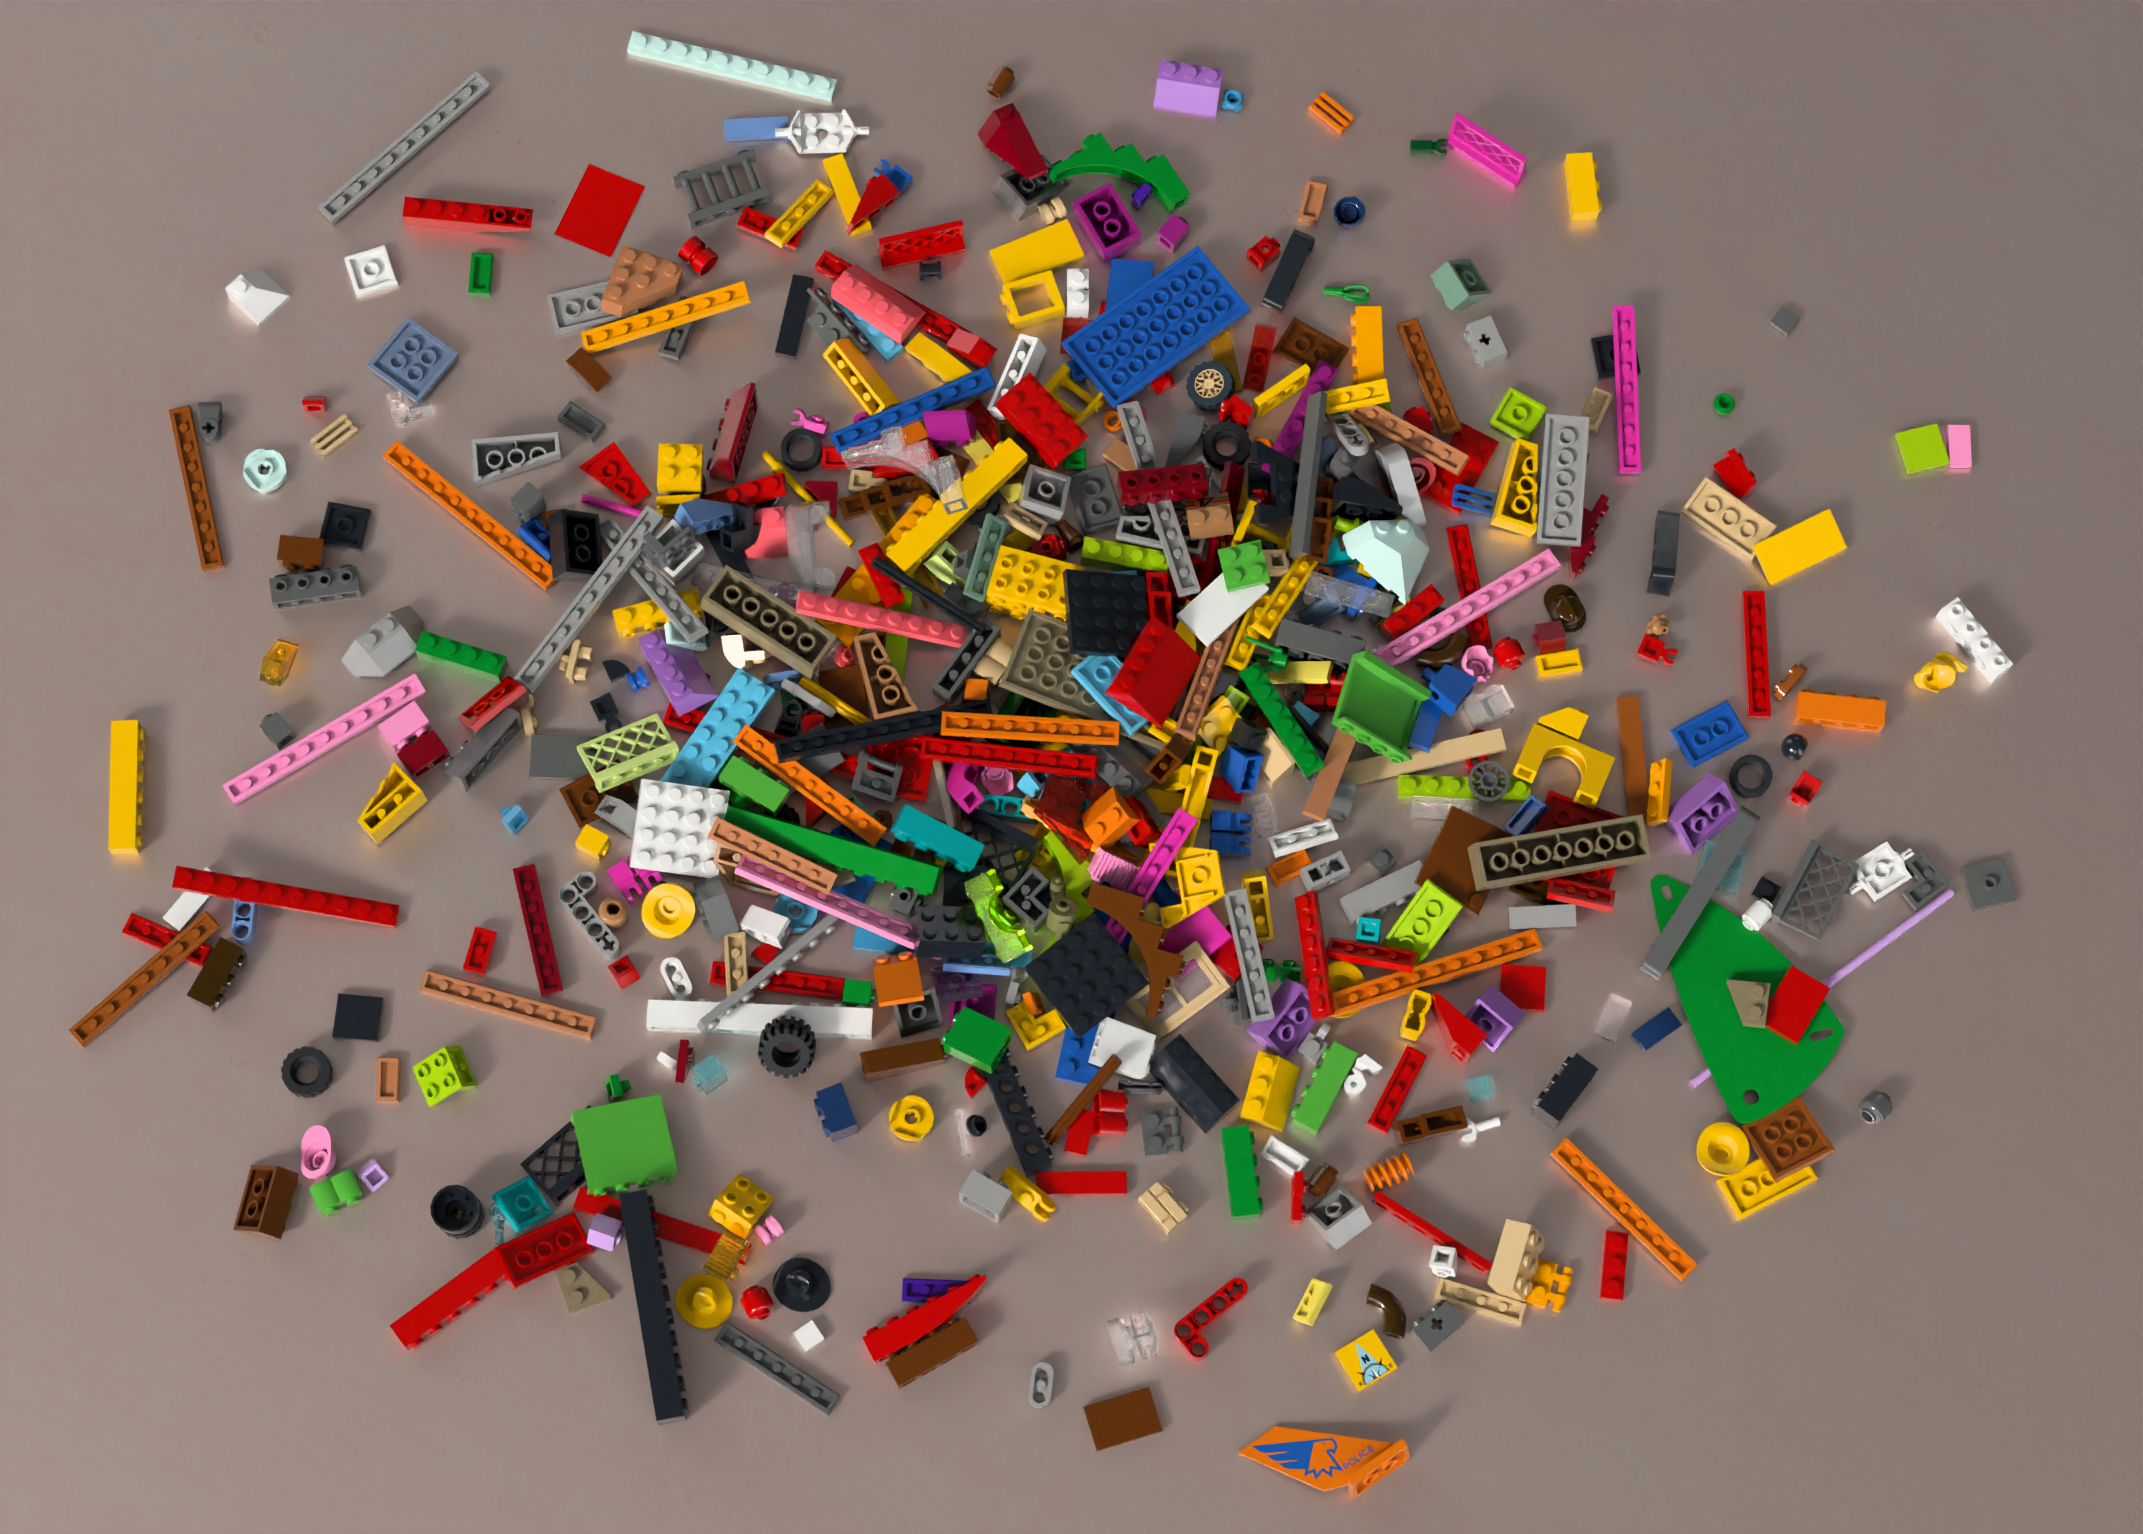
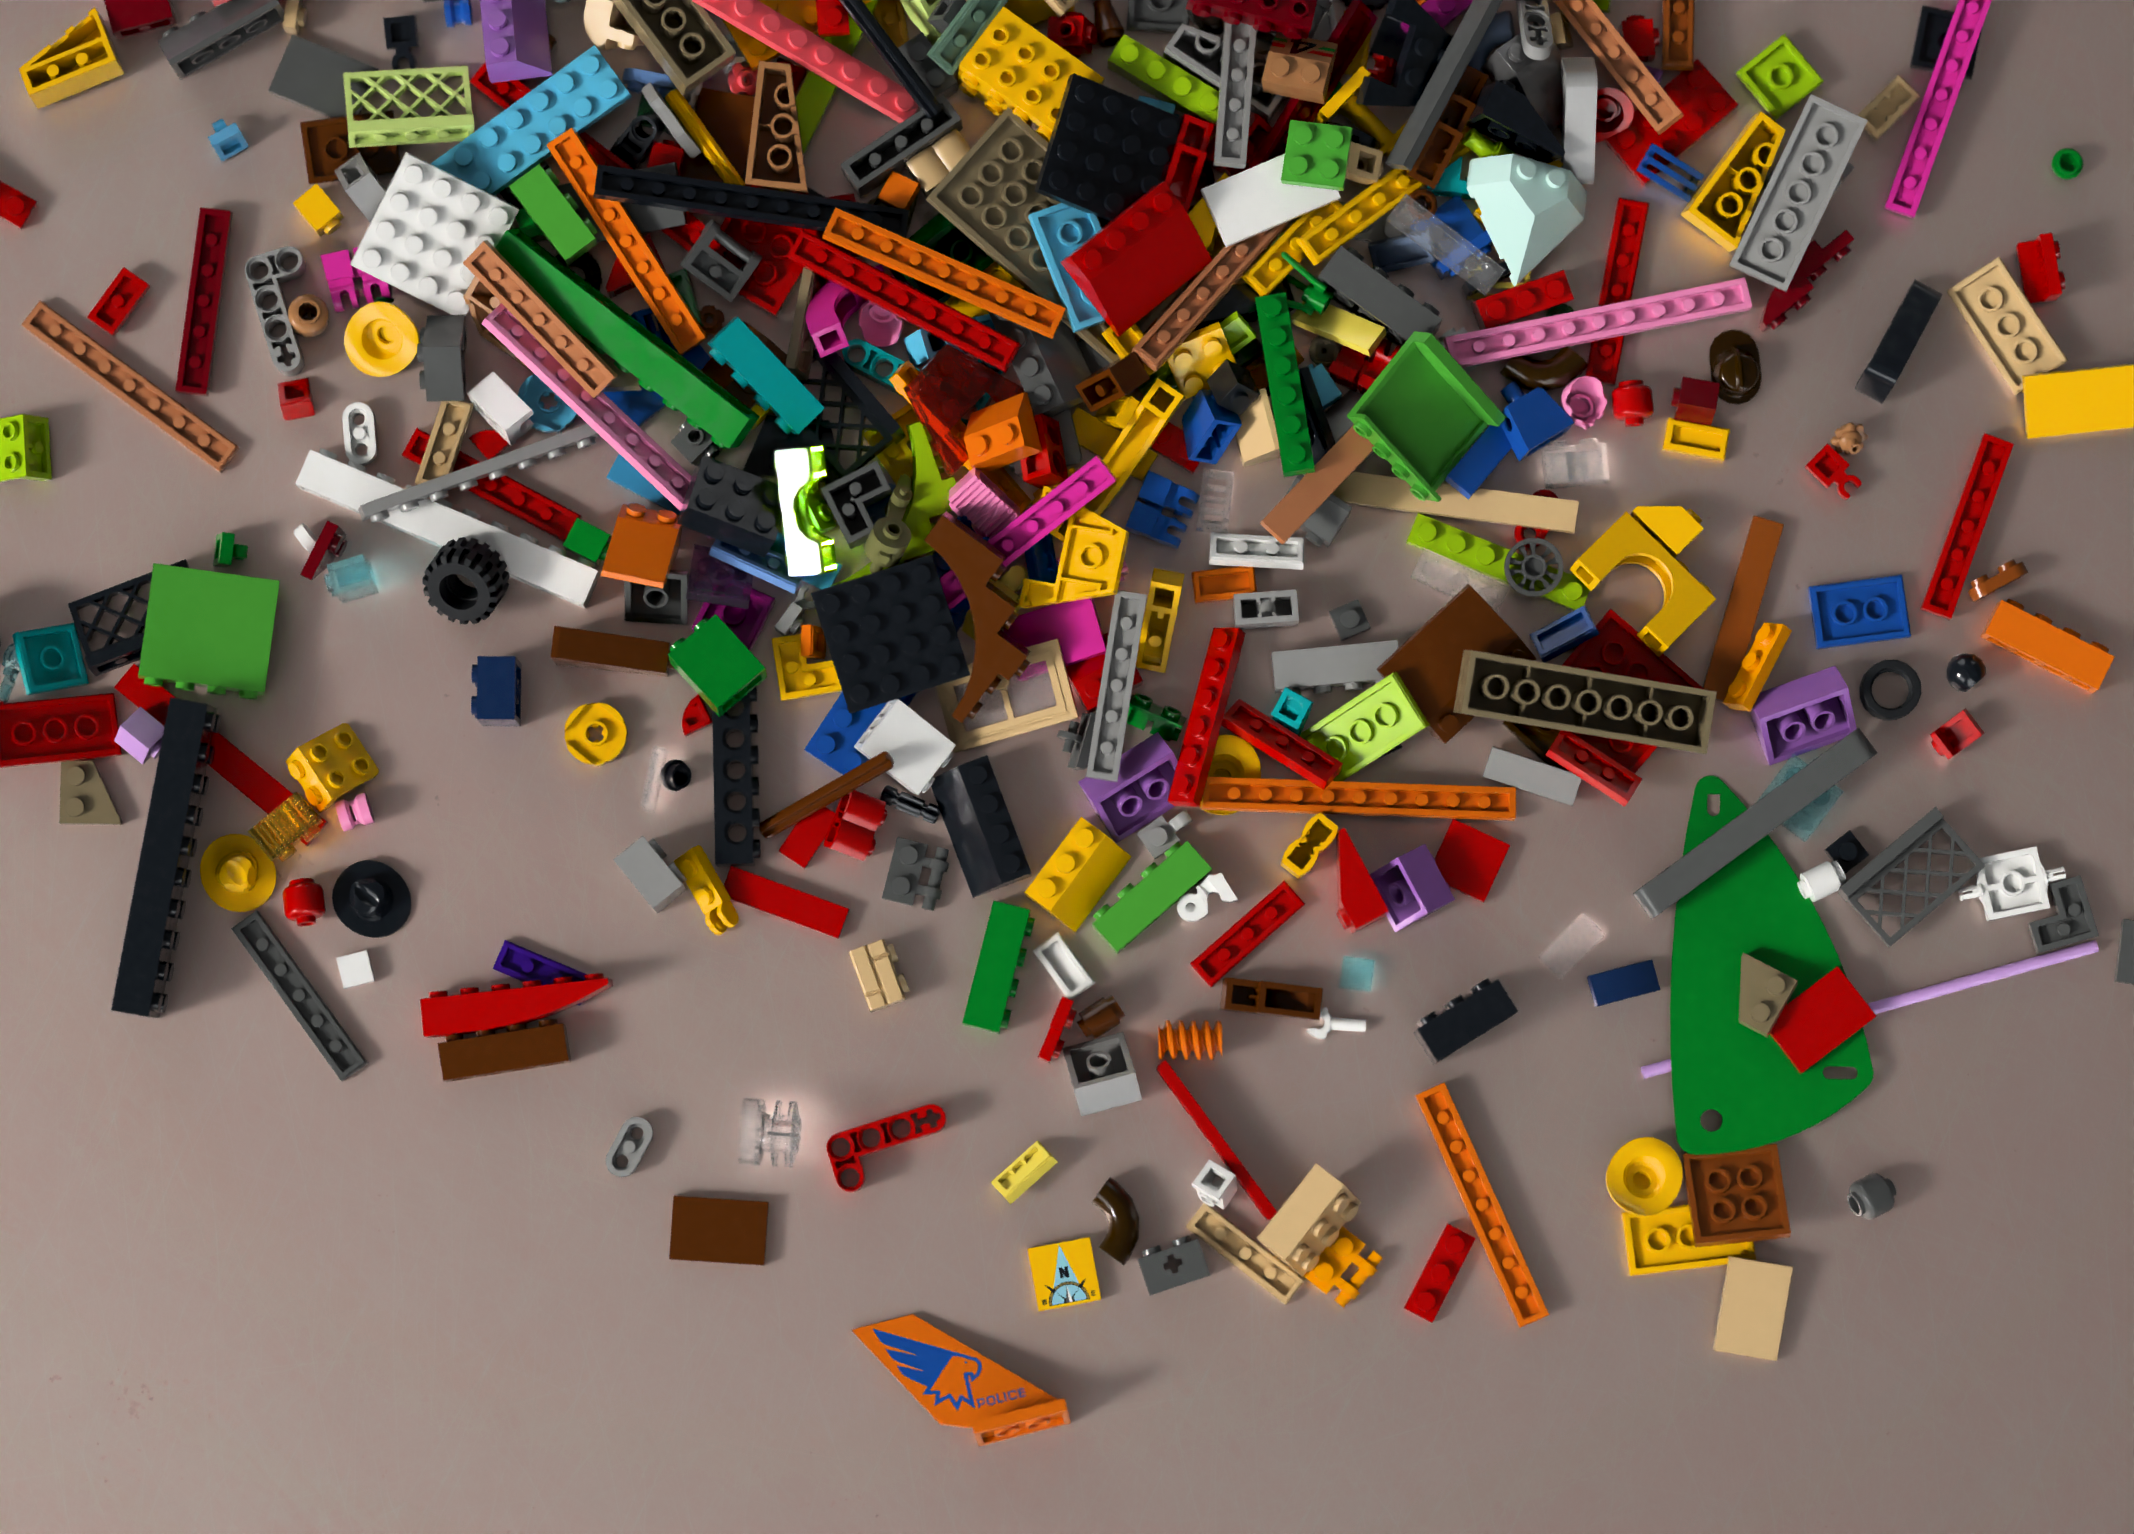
camera: 25 degrees right, 10 degrees up
(1828, 1210) = (1752, 1308): none -> tan tile

